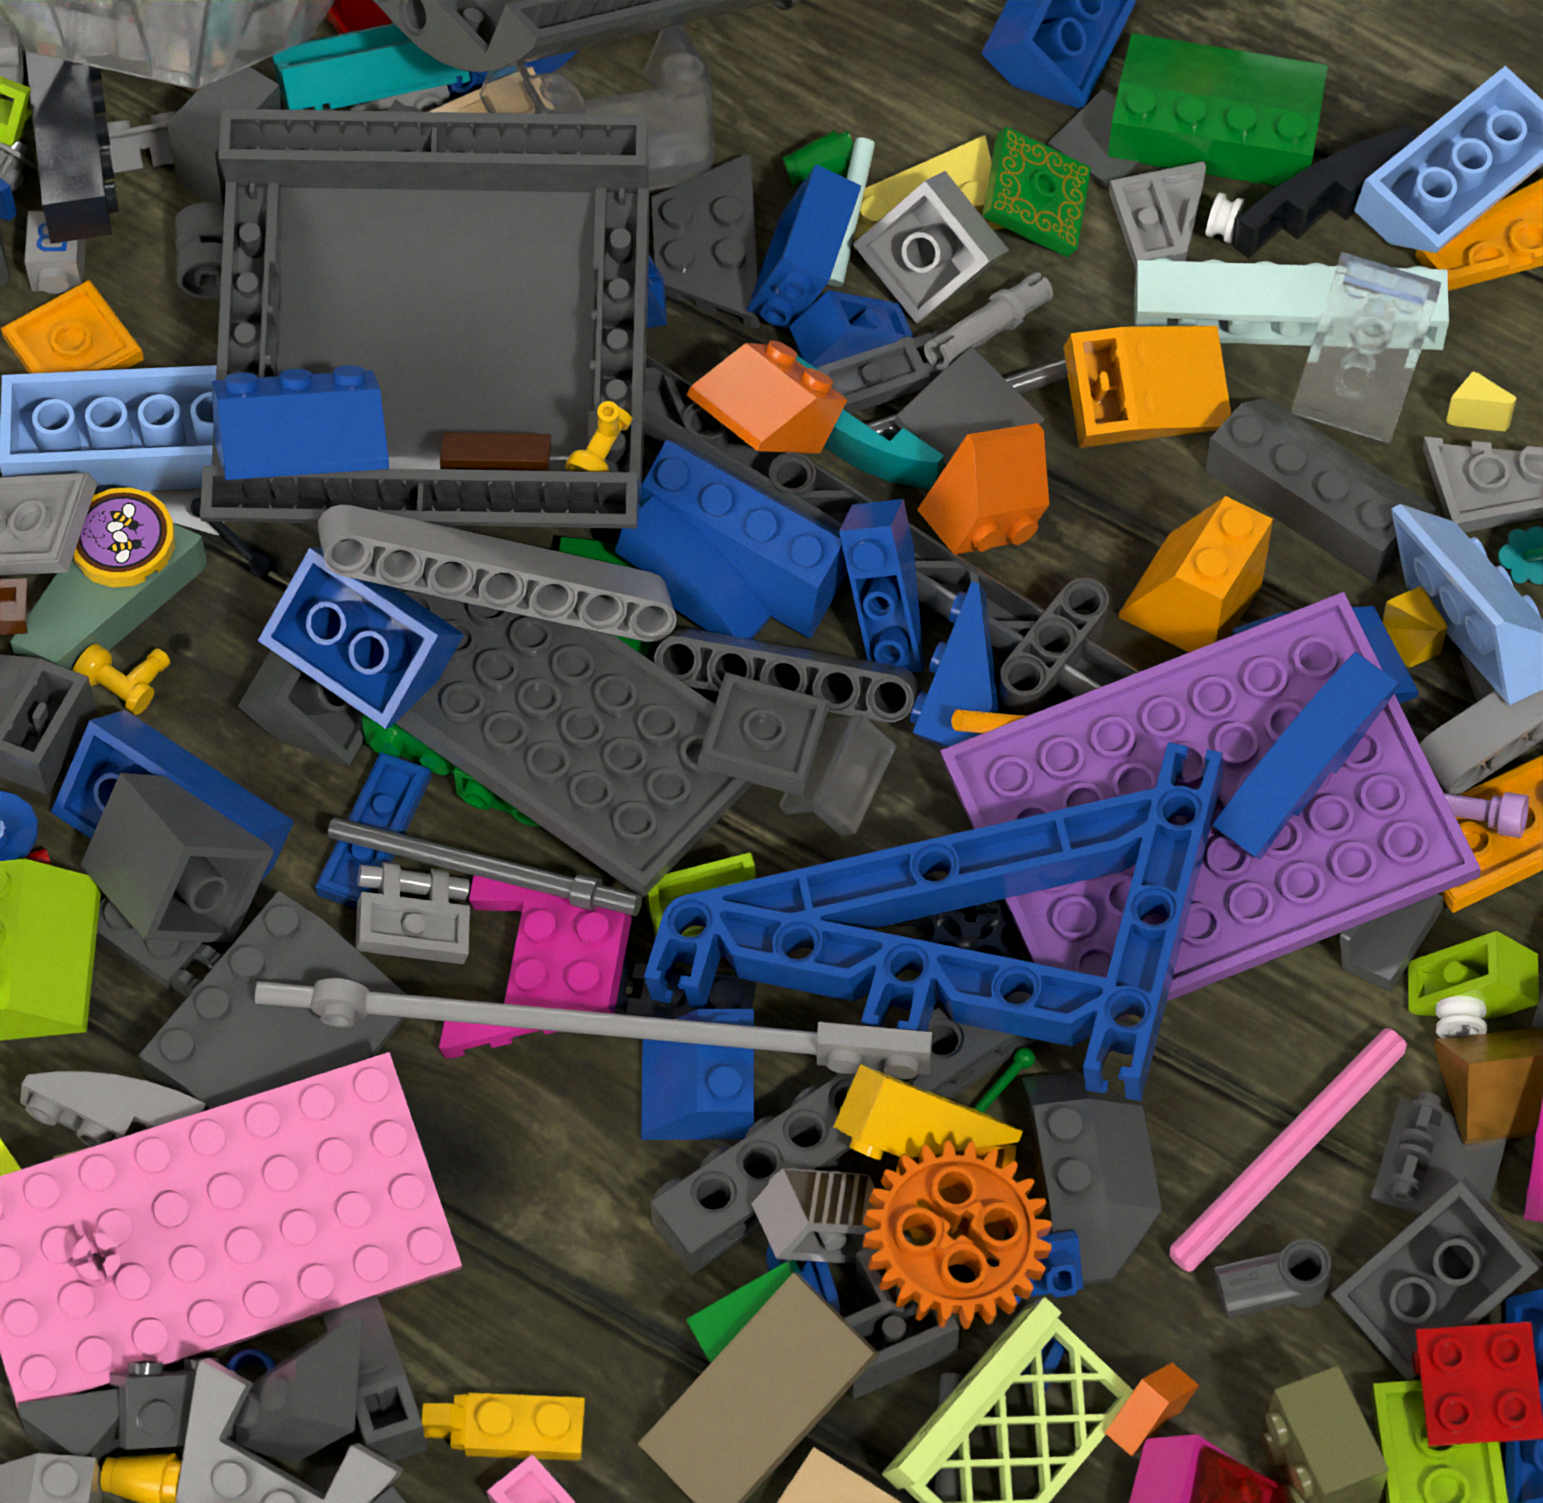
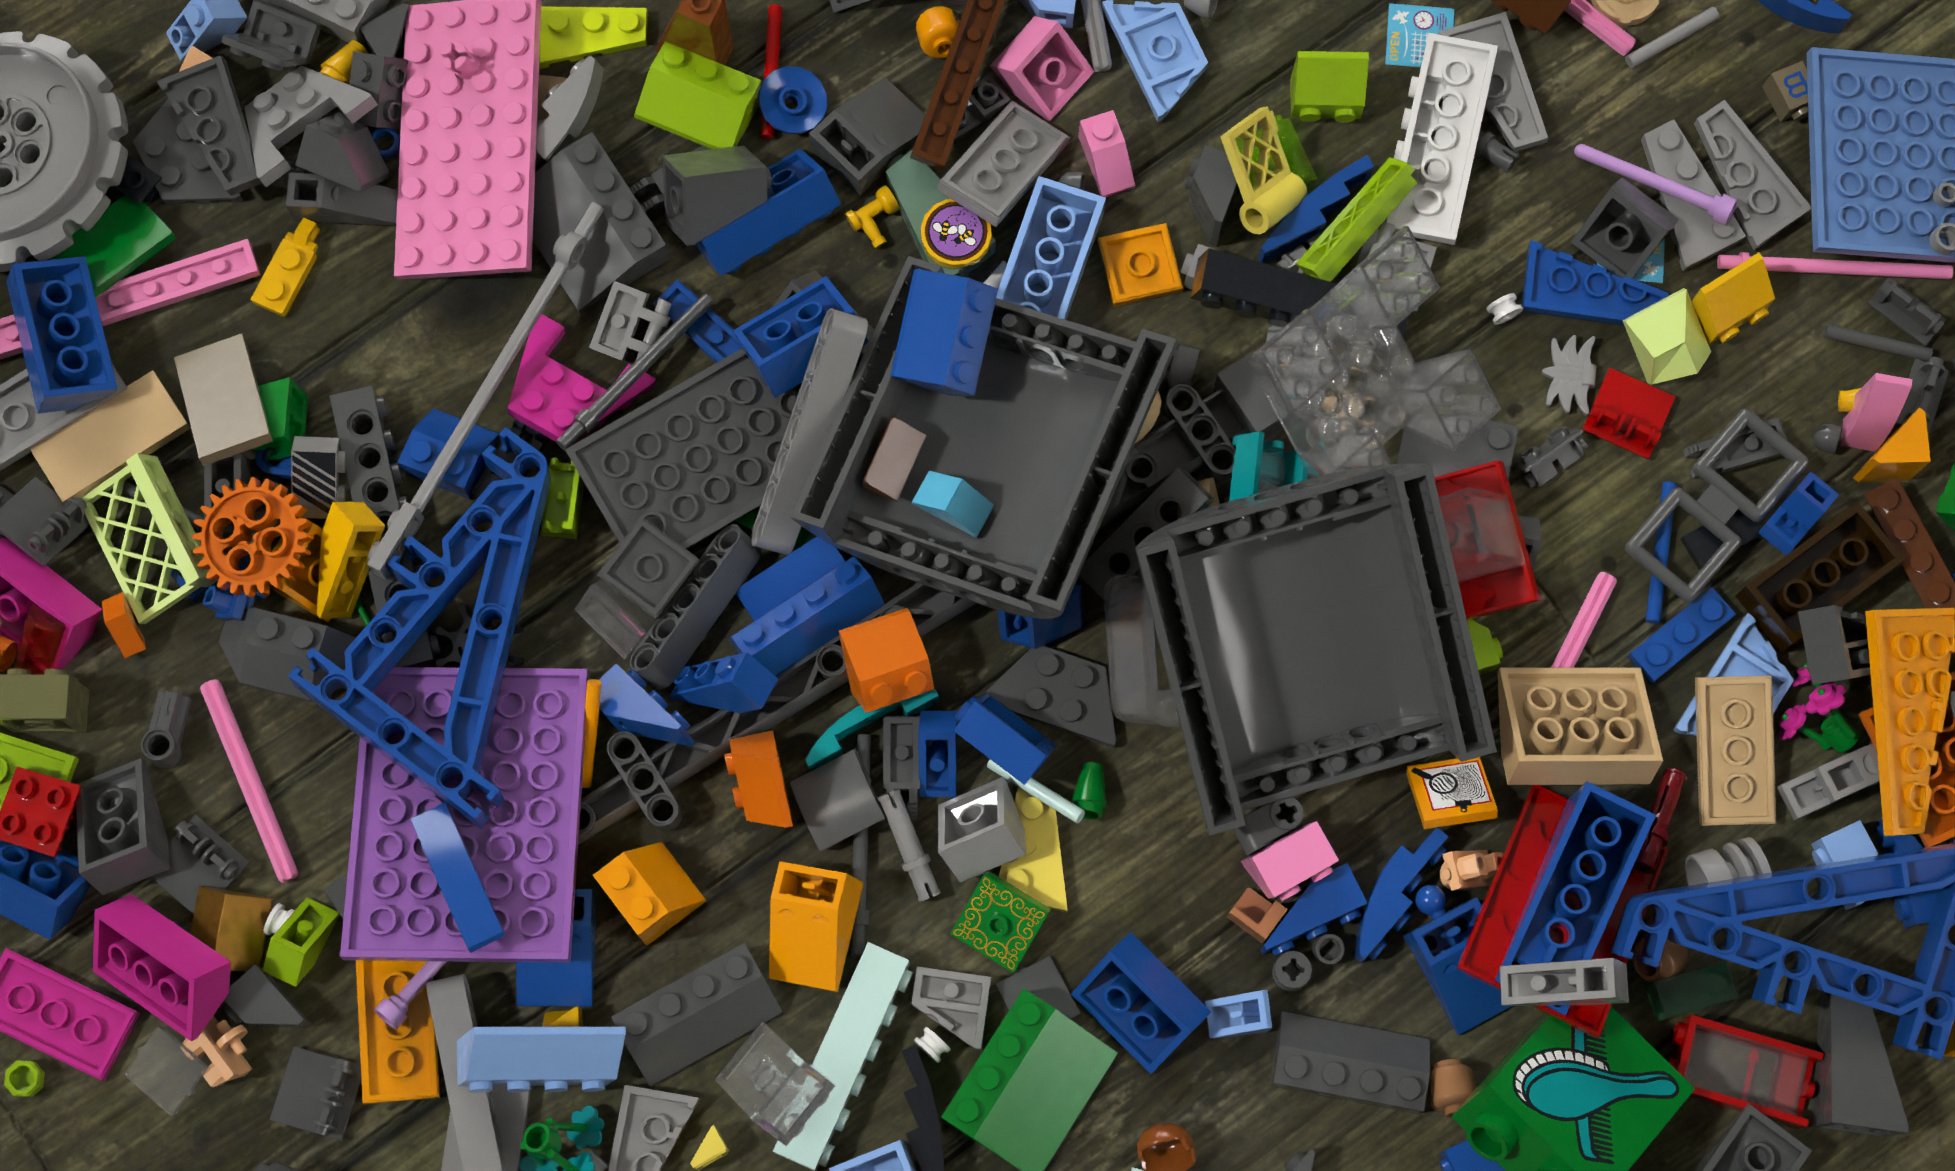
camera: 110 degrees right, 15 degrees up
(525, 373) = (953, 502): none -> medium azure slope
(610, 423) = (857, 511): yellow piece -> none

